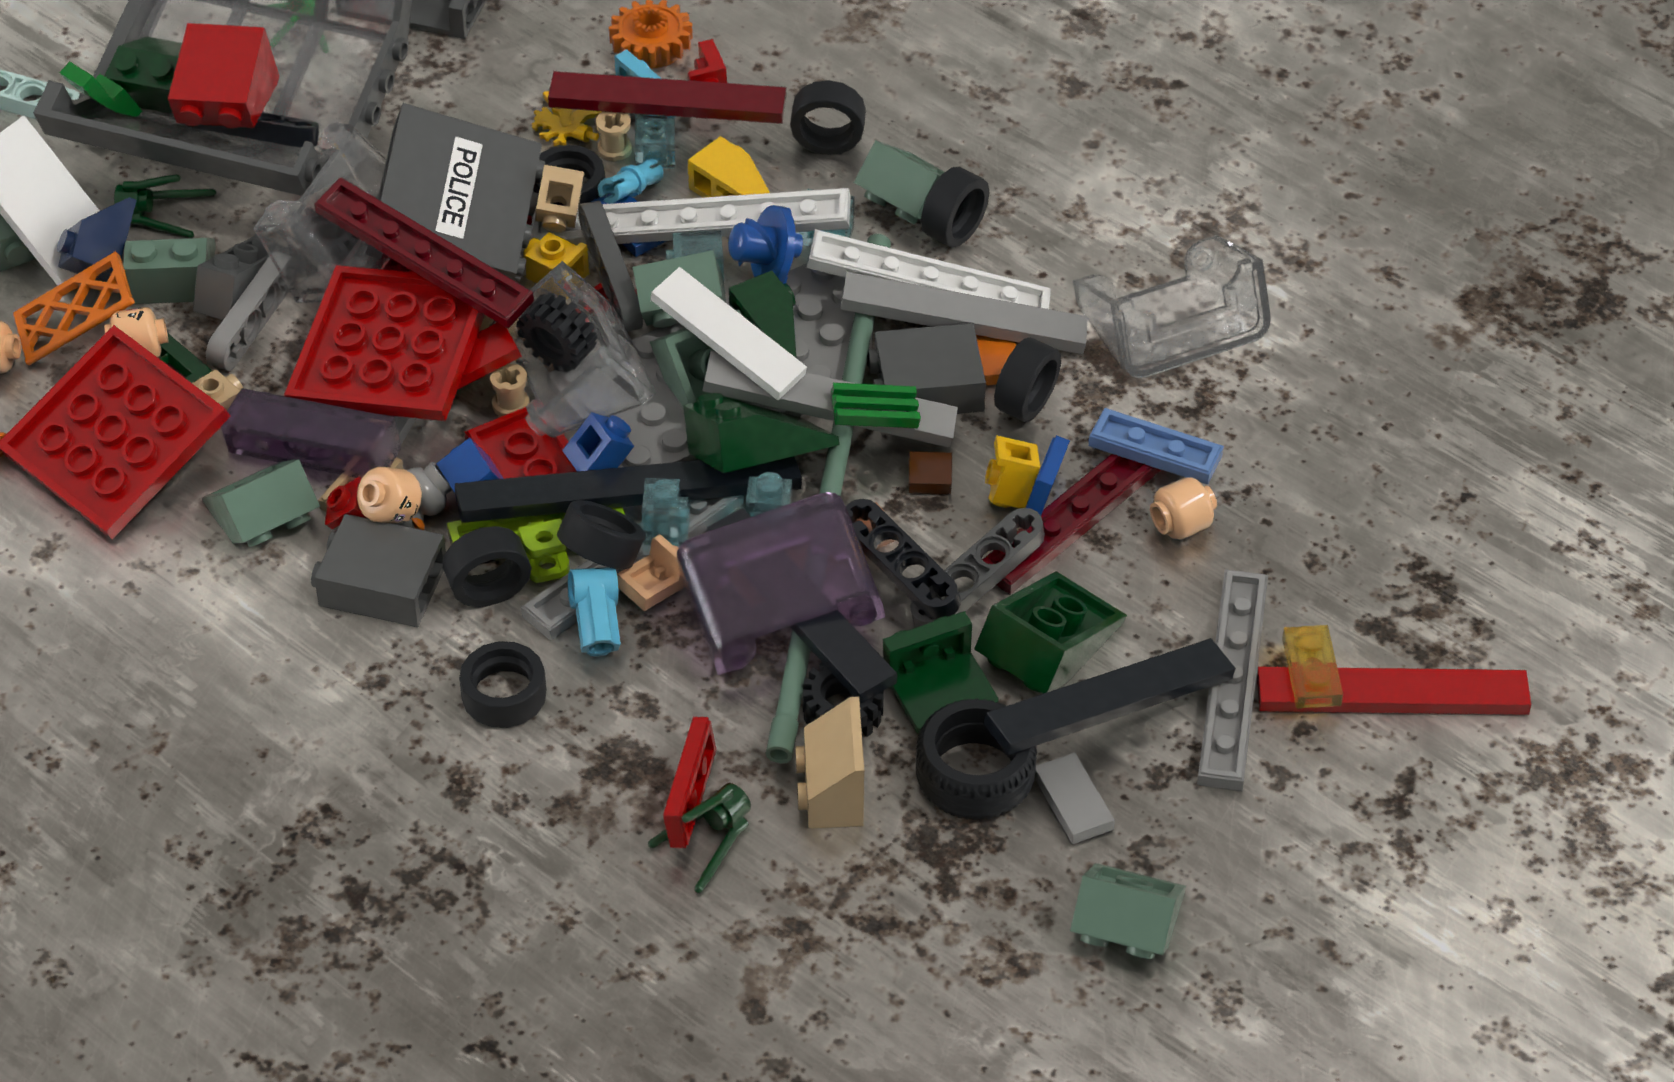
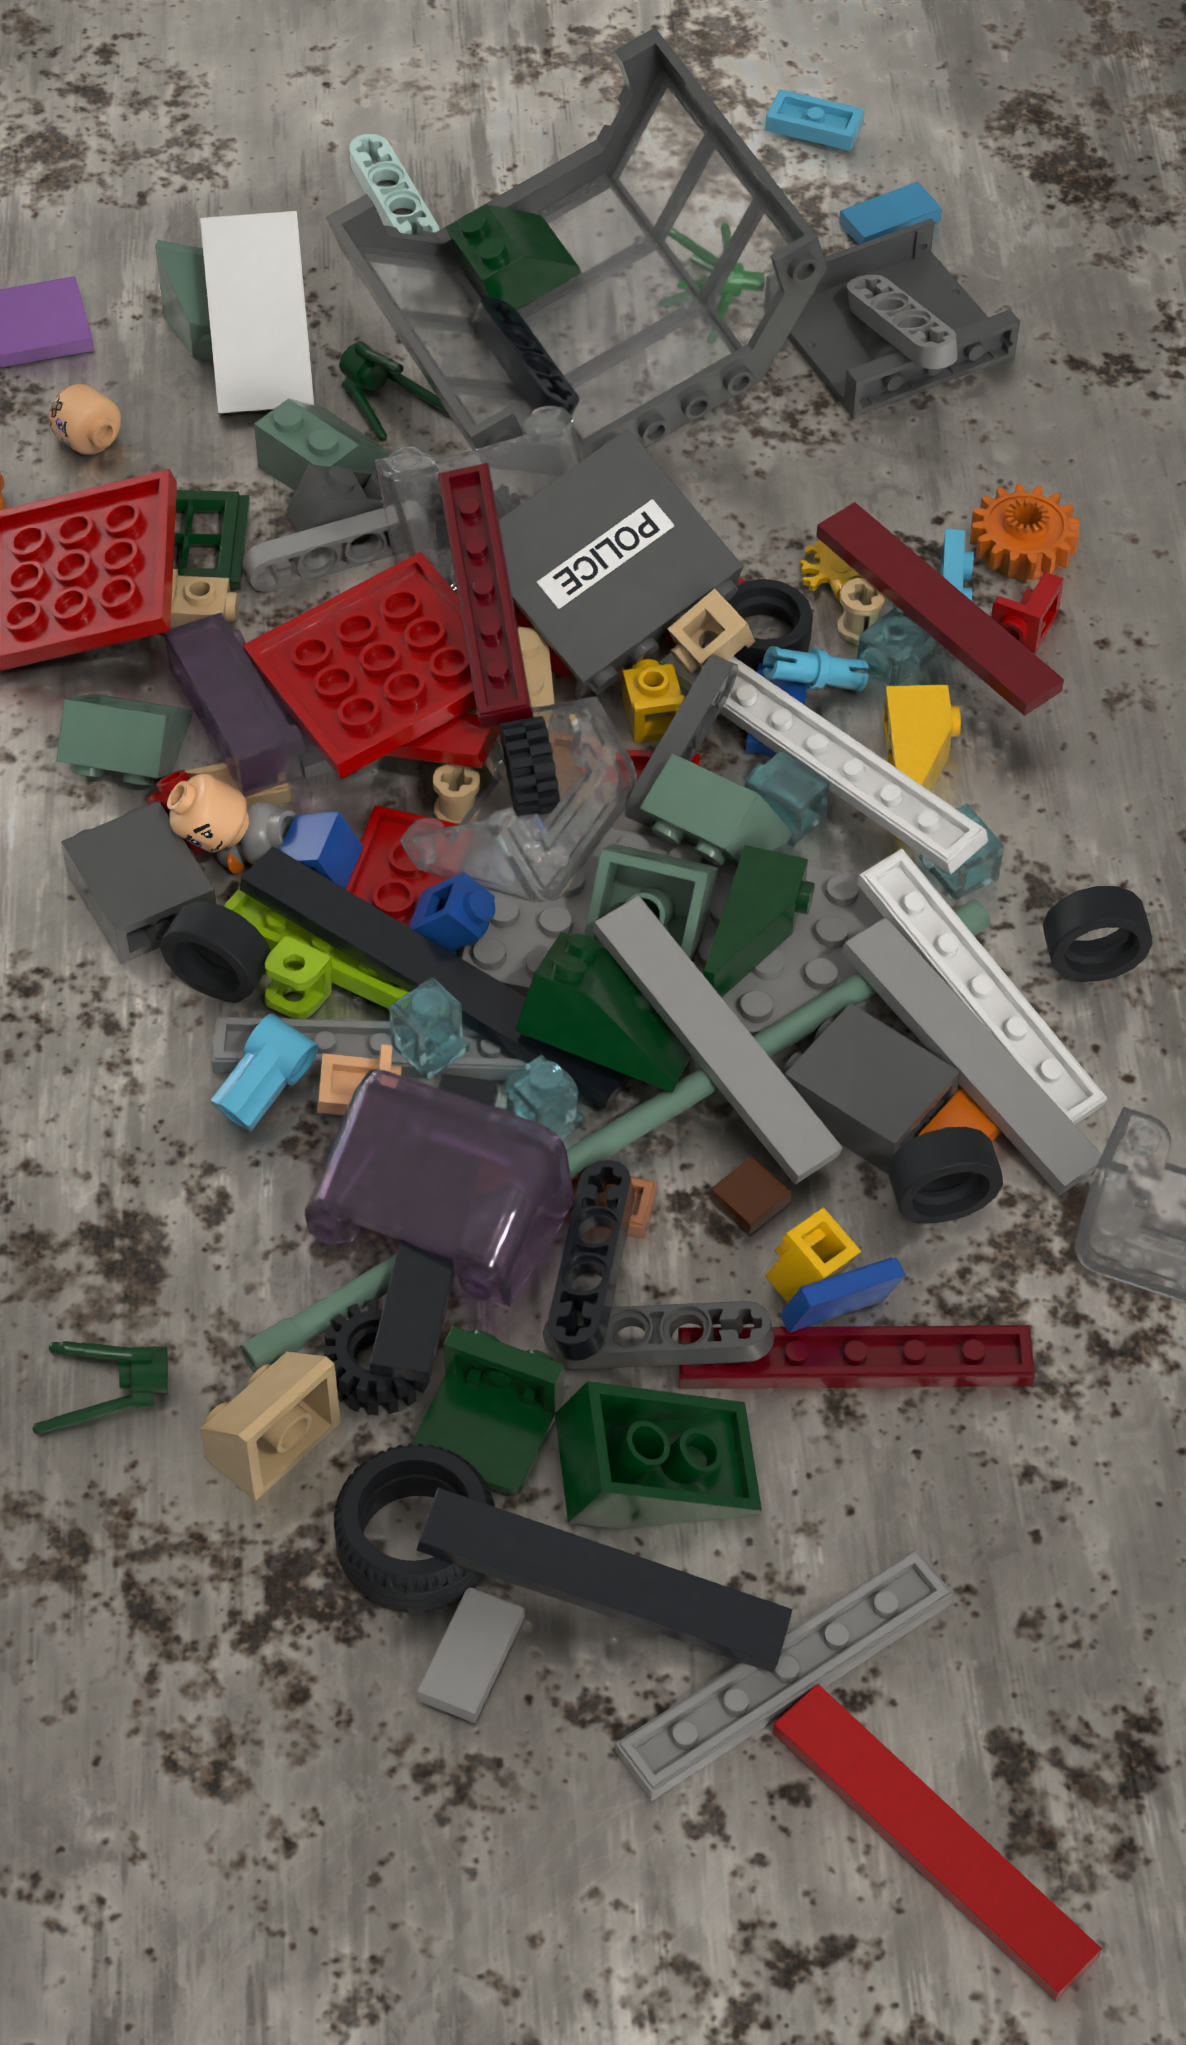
camera: 45 degrees right, 5 degrees up
(50, 301) = (179, 414): orange window -> none
(96, 238) = (272, 377): dark blue slope -> none
(101, 90) = (426, 244): green slope -> none
(142, 327) = (201, 495): light nougat head -> none
(223, 76) = (524, 296): red slope -> none
(509, 710) = (103, 1044): black tyre -> none
(601, 534) = (317, 1020): black tyre -> none
(689, 781) = (138, 1312): red tile -> none
(728, 333) = (665, 890): white tile -> none
(767, 243) = (834, 827): blue plate -> none
(828, 95) = (1099, 731): black tyre -> none
(875, 400) = (757, 1065): green tile -> none
(897, 178) = (1090, 850): sand green slope -> none
(1127, 910) = (370, 1816): sand green slope -> none
(1156, 445) = (1001, 1356): medium blue tile -> none
(1183, 508) = (948, 1446): light nougat head -> none
(1312, 666) = (866, 1734): clear yellow plate -> none

